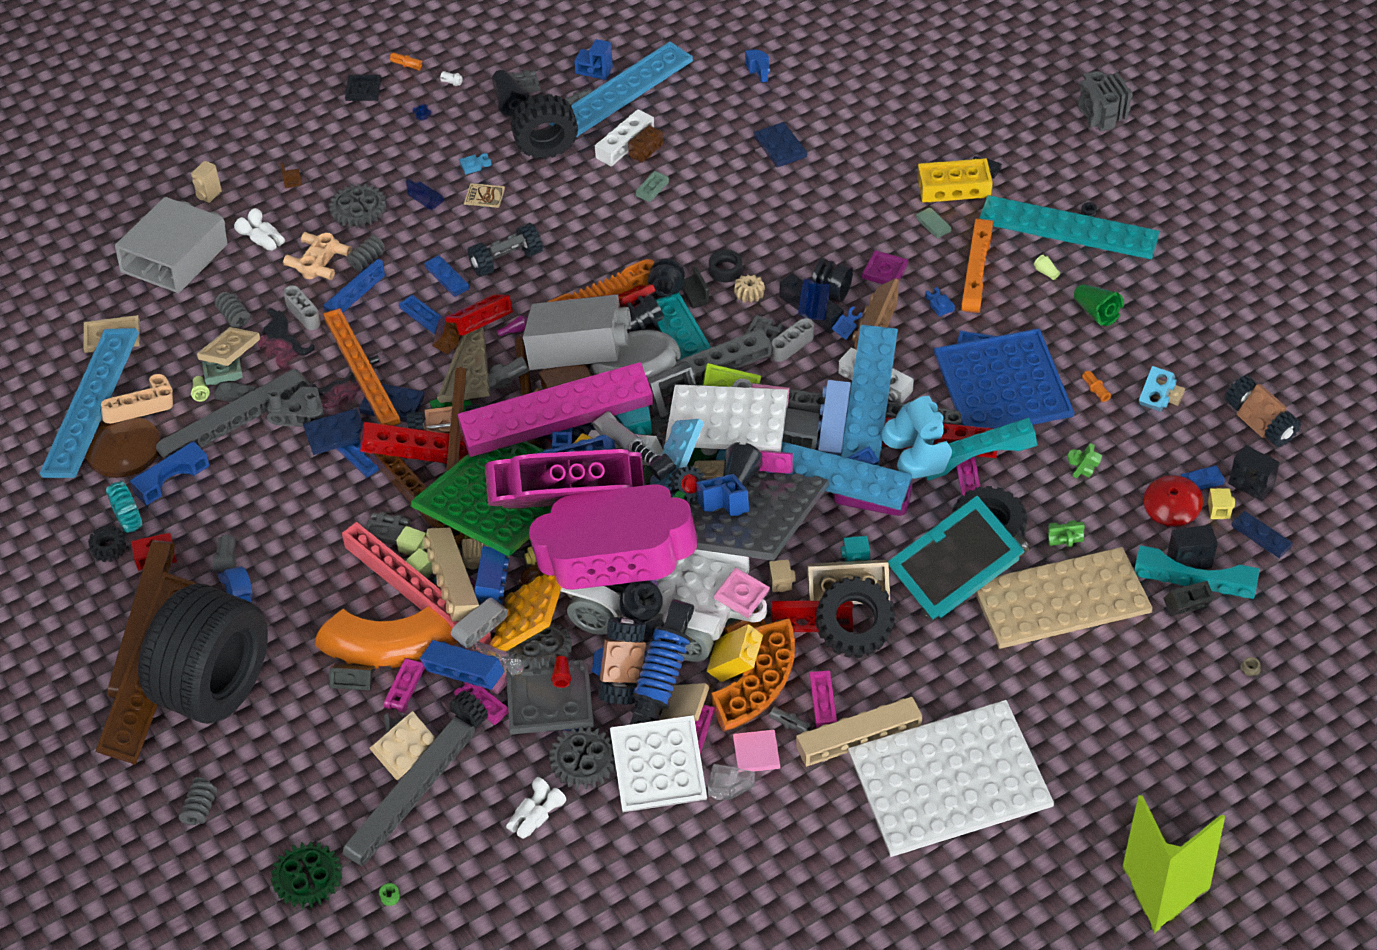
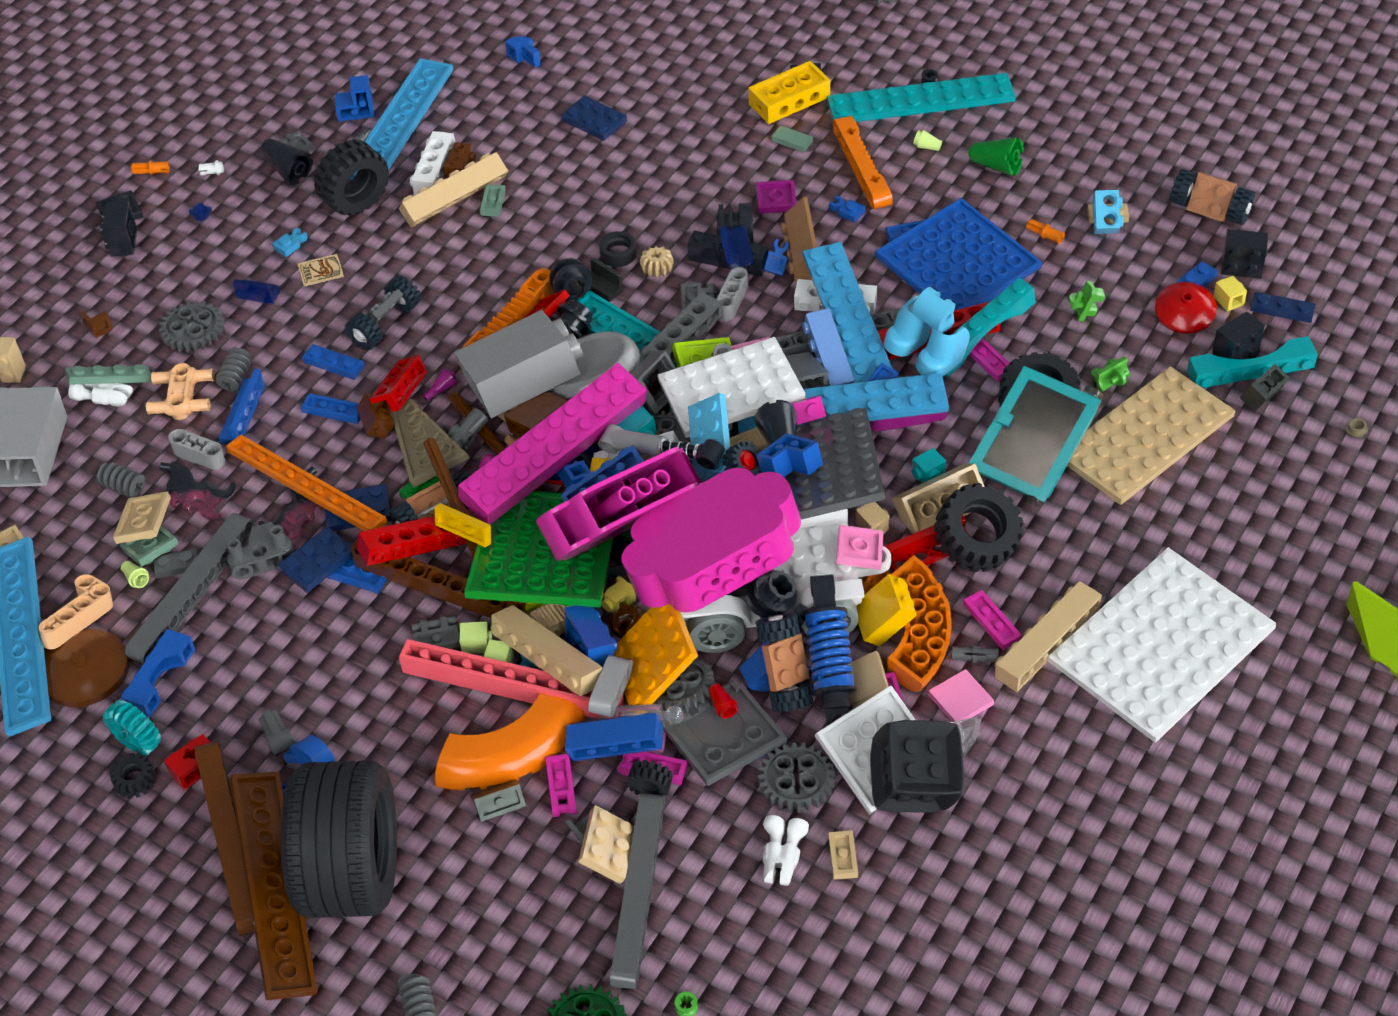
camera: 25 degrees left, 0 degrees up
(269, 221) = (105, 375): none -> sand green plate
(349, 104) = (119, 228): none -> black brick
(447, 447) = (462, 525): none -> yellow plate
(579, 834) = (843, 855): none -> tan plate
(624, 165) = (453, 189): none -> tan brick
(668, 787) = (916, 766): none -> black piece

